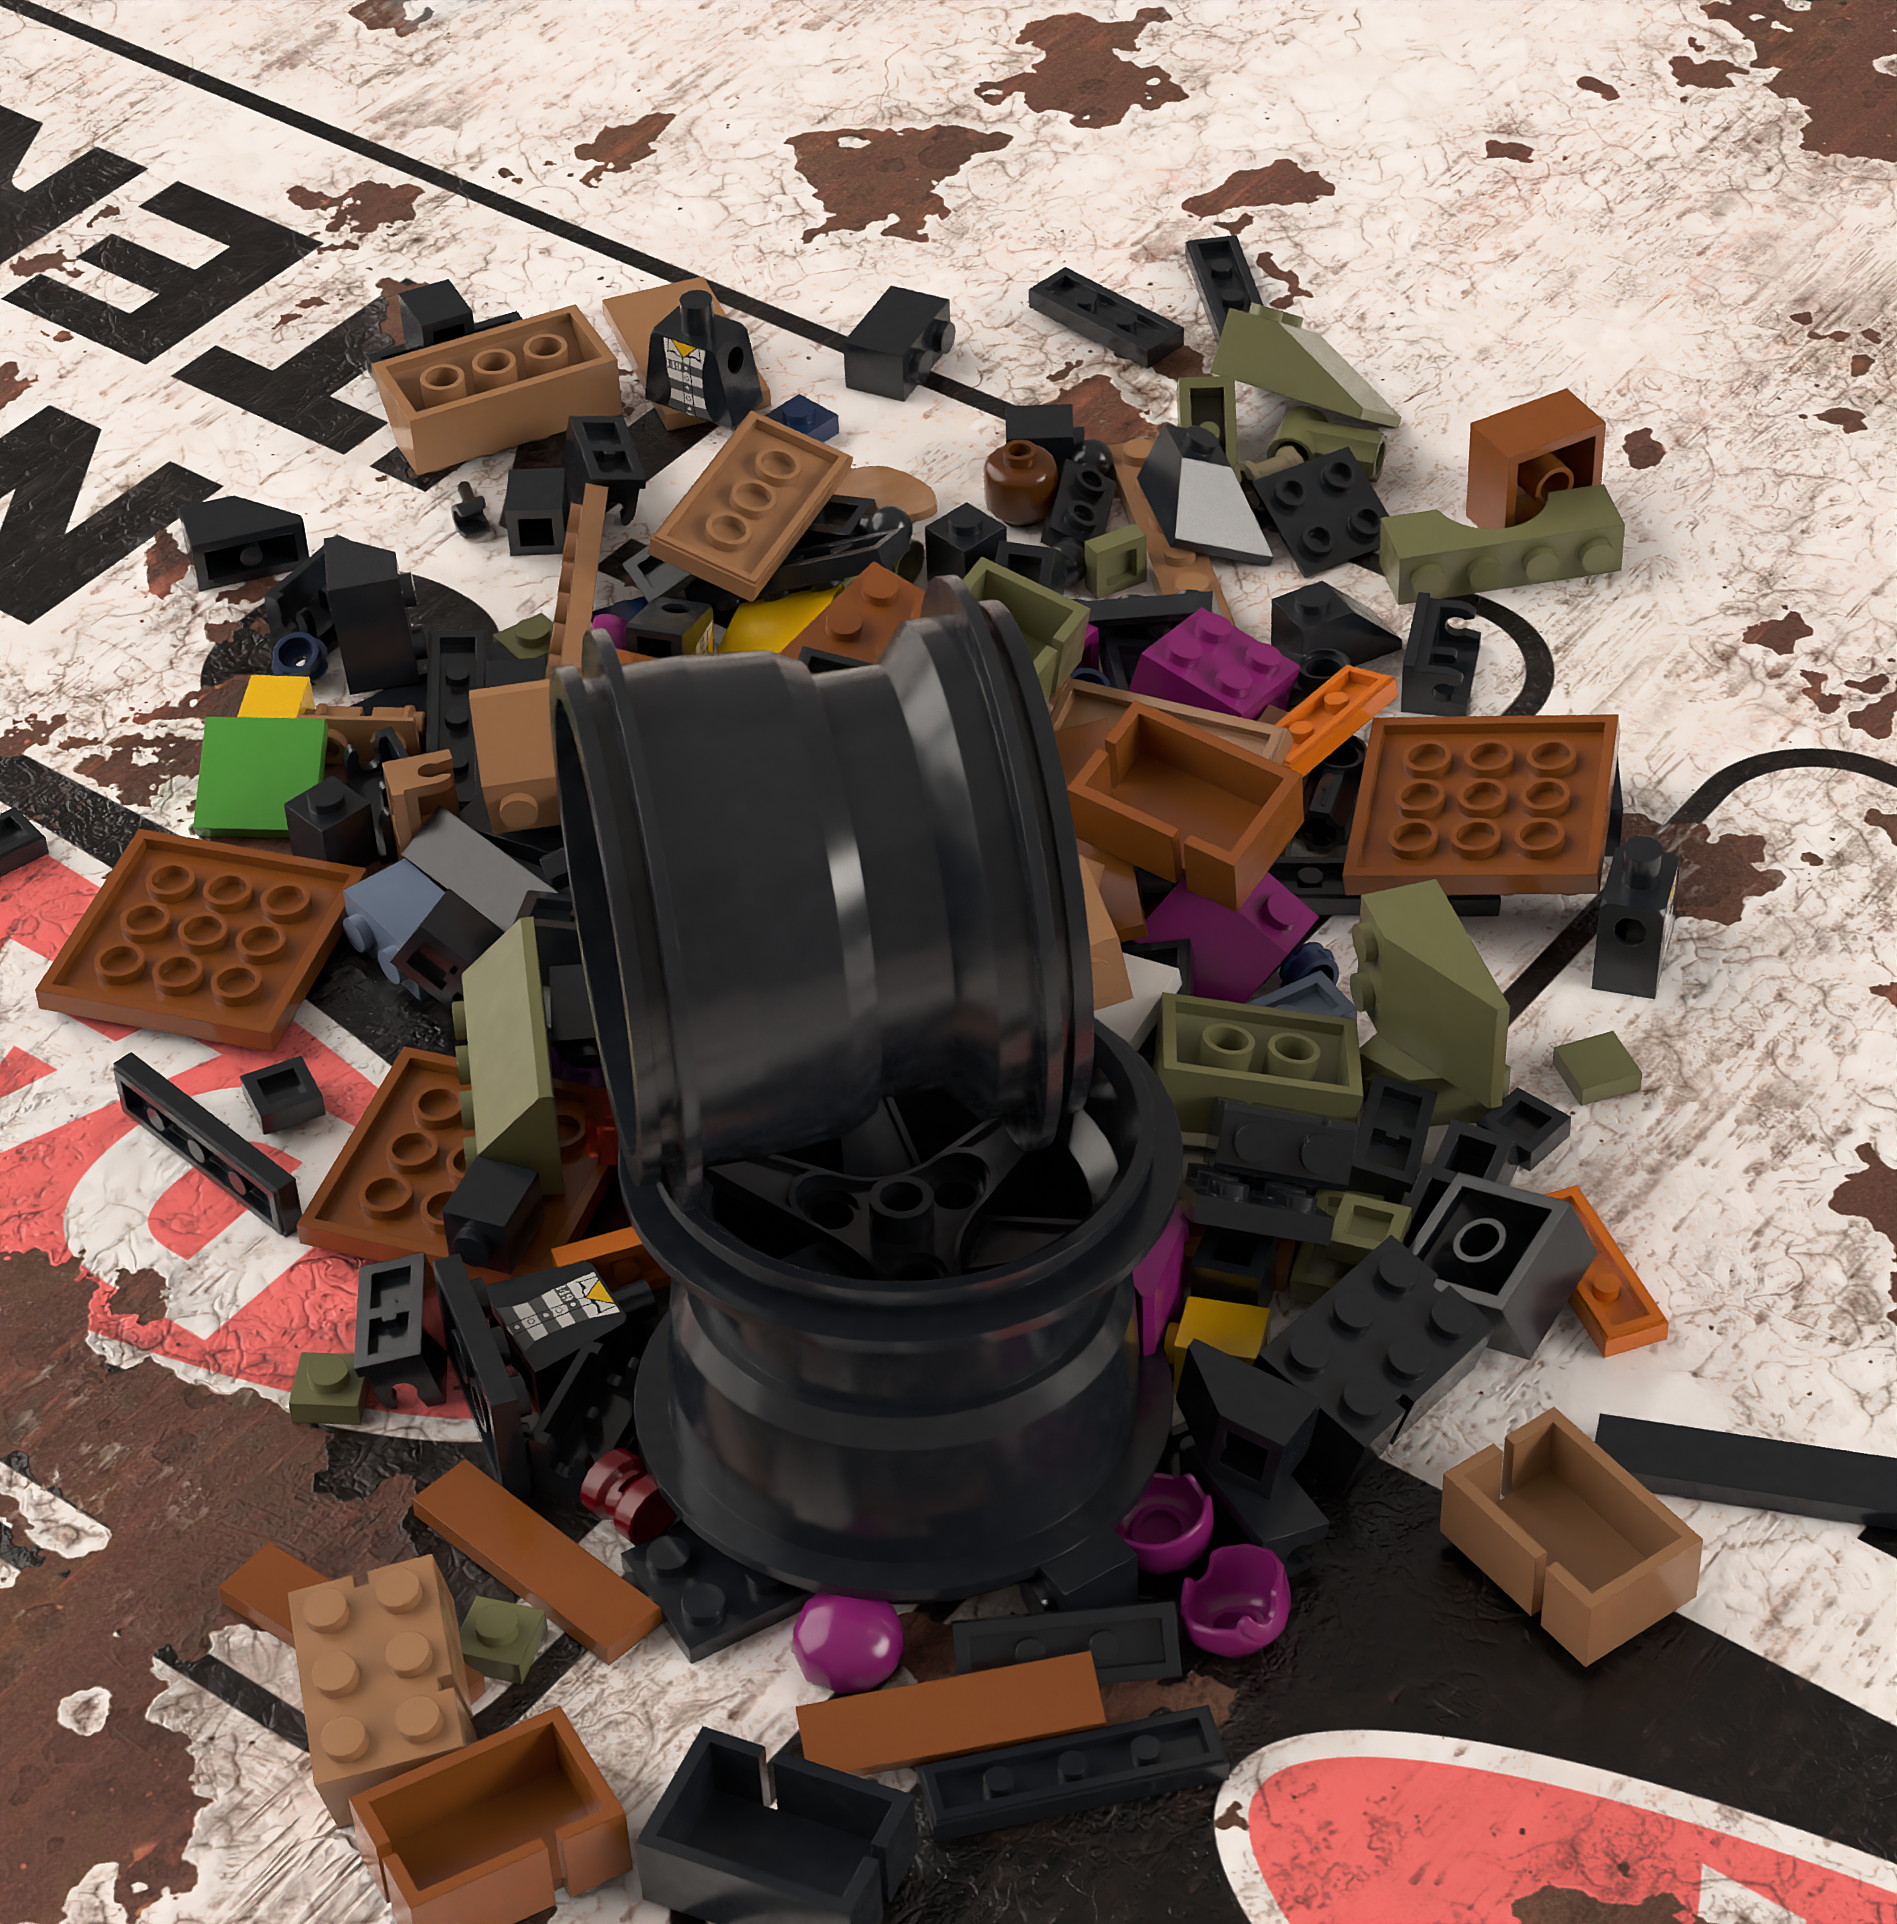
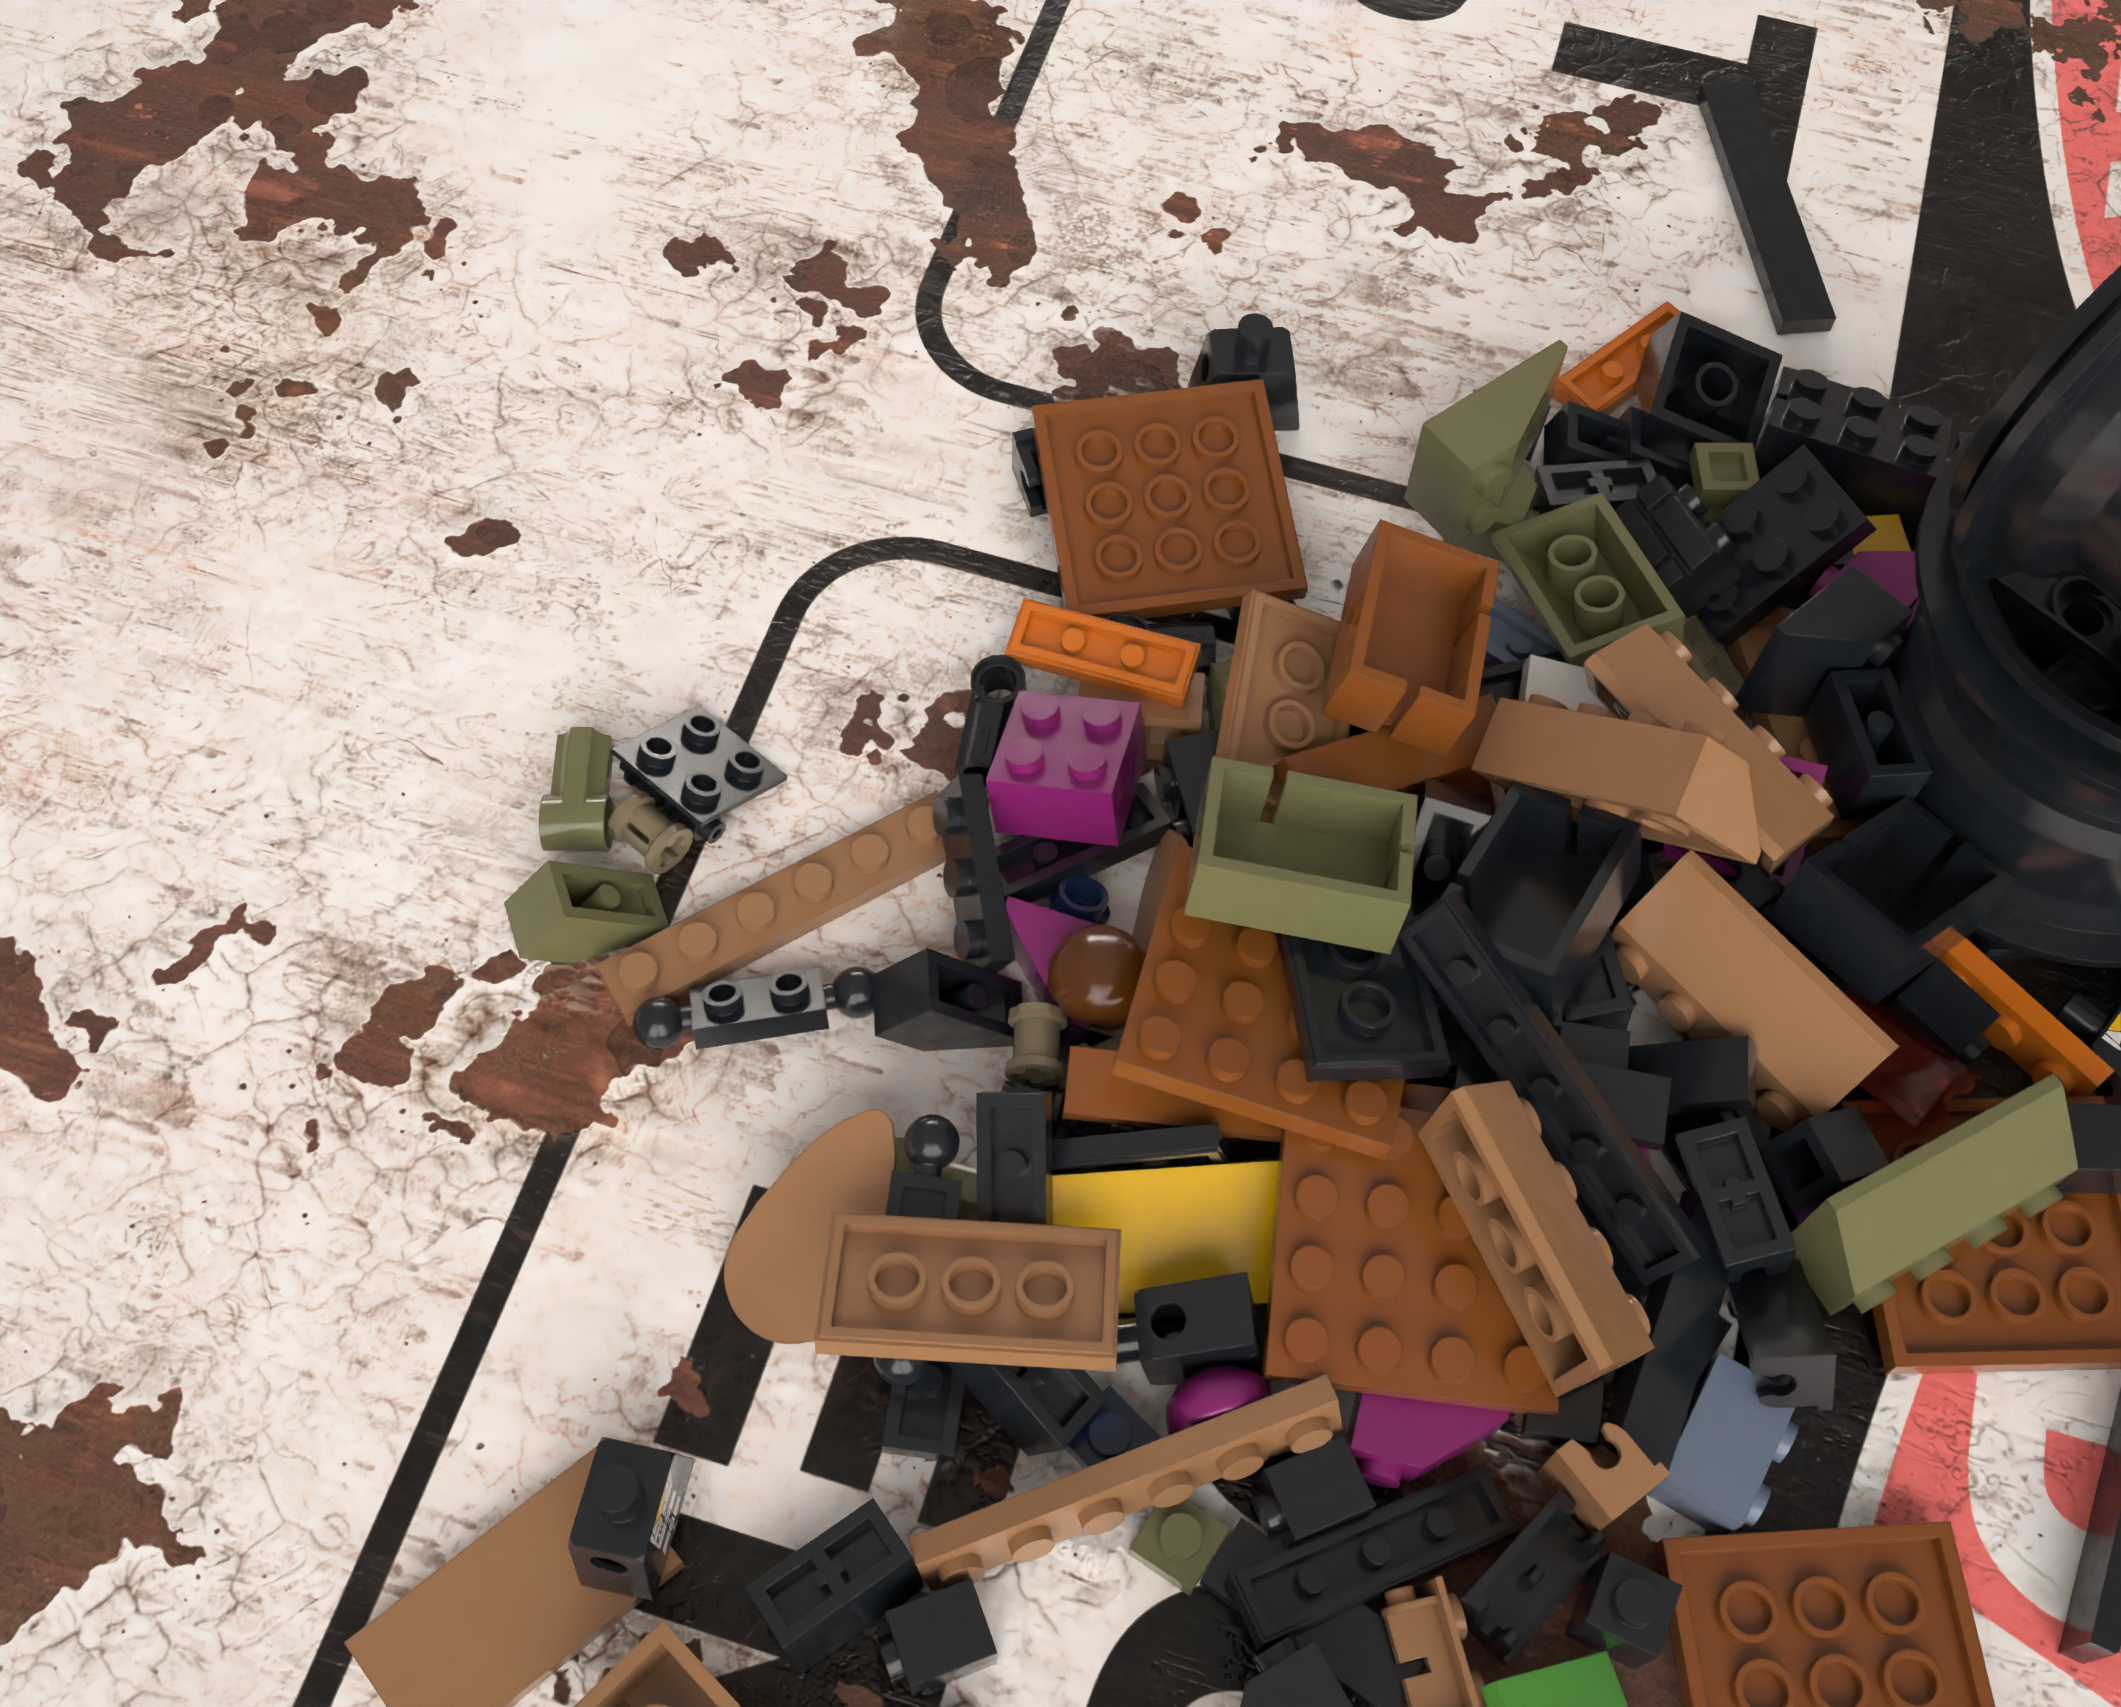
camera: 115 degrees left, 20 degrees up
(282, 1095) = (2007, 1474): black plate -> none
(807, 418) = (648, 1390): dark blue plate -> none
(898, 343) = (468, 1313): black brick -> none
(960, 540) = (888, 1080): black brick -> none
(1020, 483) = (742, 1069): reddish brown head -> none
(1045, 426) = (646, 1080): black brick -> none
(1106, 317) = (355, 1096): black plate -> none
(1116, 561) = (844, 938): olive plate -> none
(1200, 497) = (743, 869): slope -> none
(1221, 278) = (285, 975): black tile -> none
(1279, 356) = (479, 833): olive slope -> none
(1328, 618) = (906, 713): black slope -> none
(1439, 659) = (913, 622): black hinge -> none
(1531, 452) = (613, 572): dark orange brick -> none
(1570, 538) = (752, 650): olive arch -> none
(1570, 1536) = (1934, 298): medium nougat piece -> none
(1597, 1068) = (1407, 398): olive tile -> none

